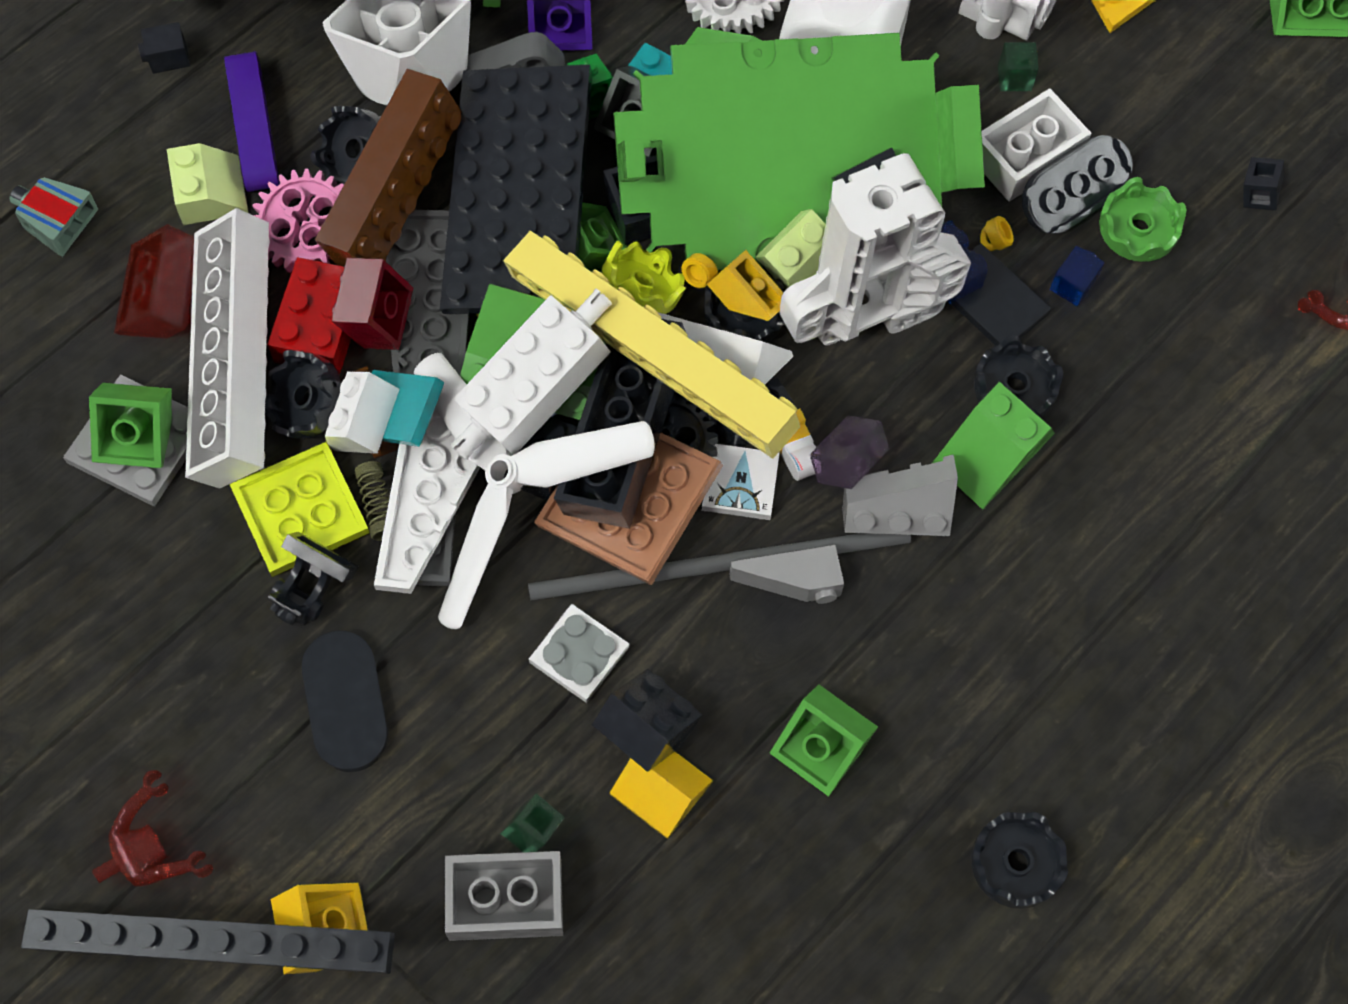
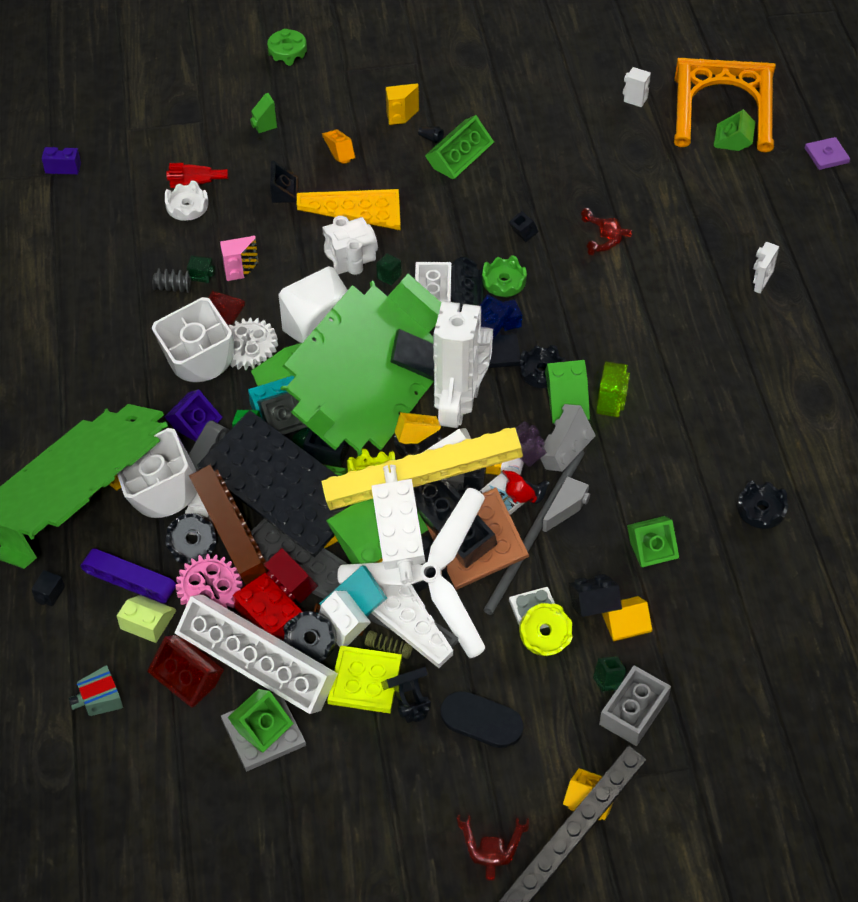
camera: 50 degrees left, 15 degrees down
(518, 689) = (559, 625): none -> neon yellow plate
(699, 270) = (388, 441): yellow tile -> none
(763, 503) = (524, 491): none -> red hair
(795, 250) = (412, 396): yellowish green slope -> none
(1045, 251) = (494, 313): none -> clear blue plate
(1051, 503) = (613, 389): none -> clear neon green brick

